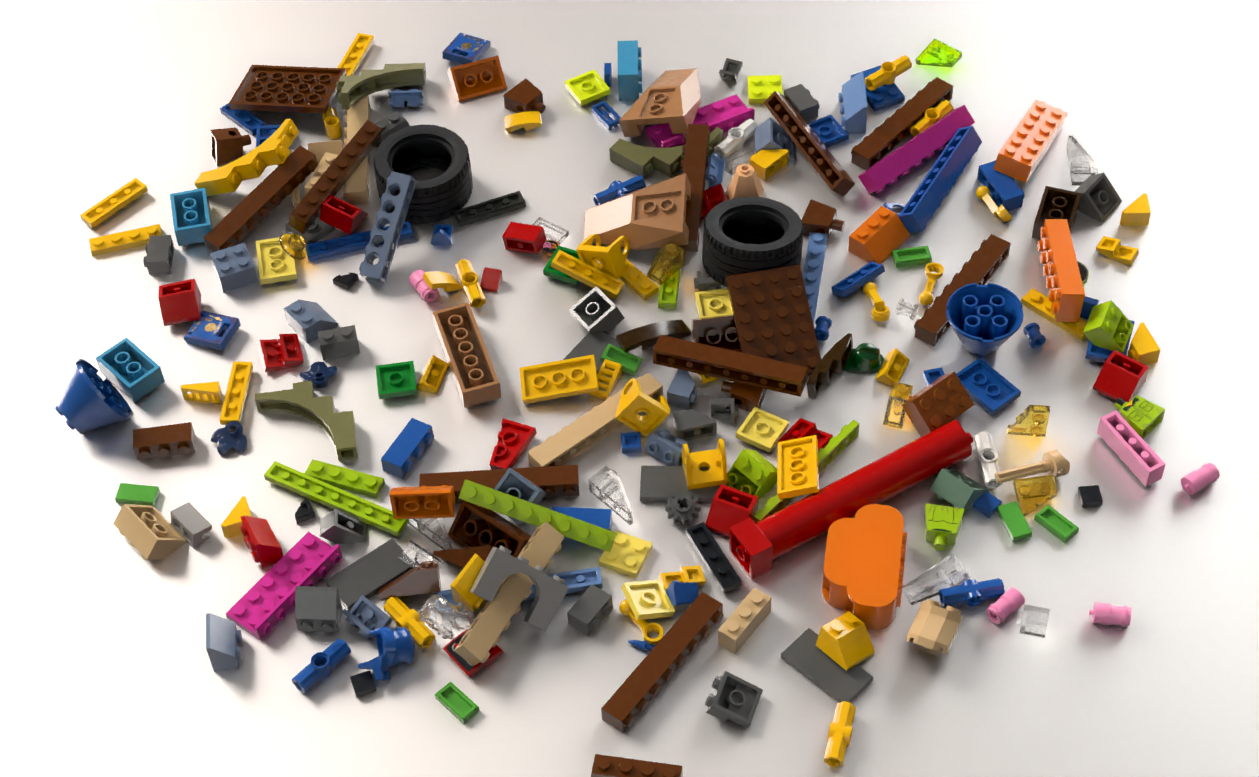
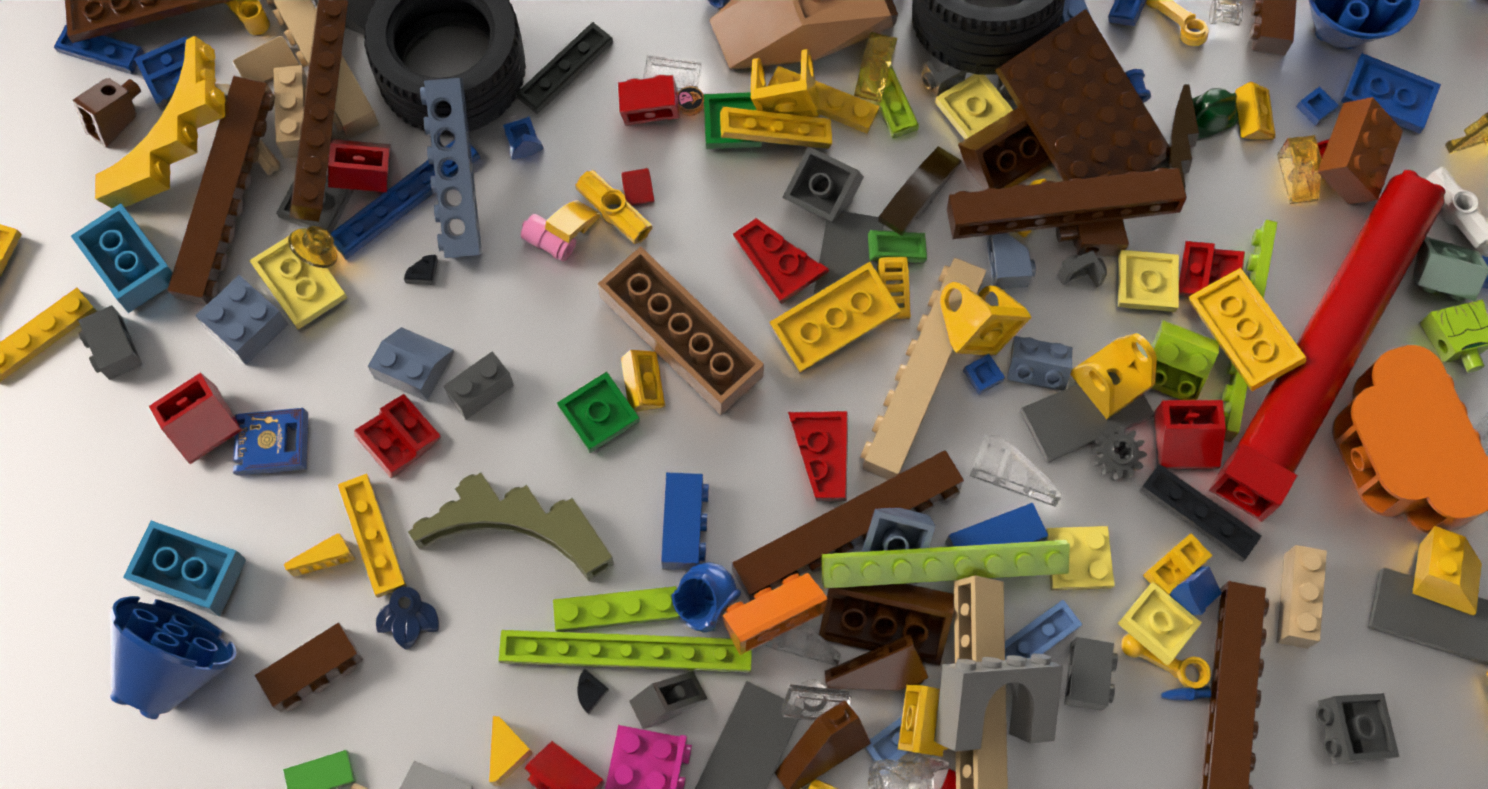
camera: 30 degrees left, 20 degrees up
(319, 374) = (474, 446): dark blue plate -> none
(391, 478) = (704, 596): none -> blue helmet
(546, 342) = (779, 263): none -> red wing
(693, 425) = (1054, 313): dark grey slope -> none

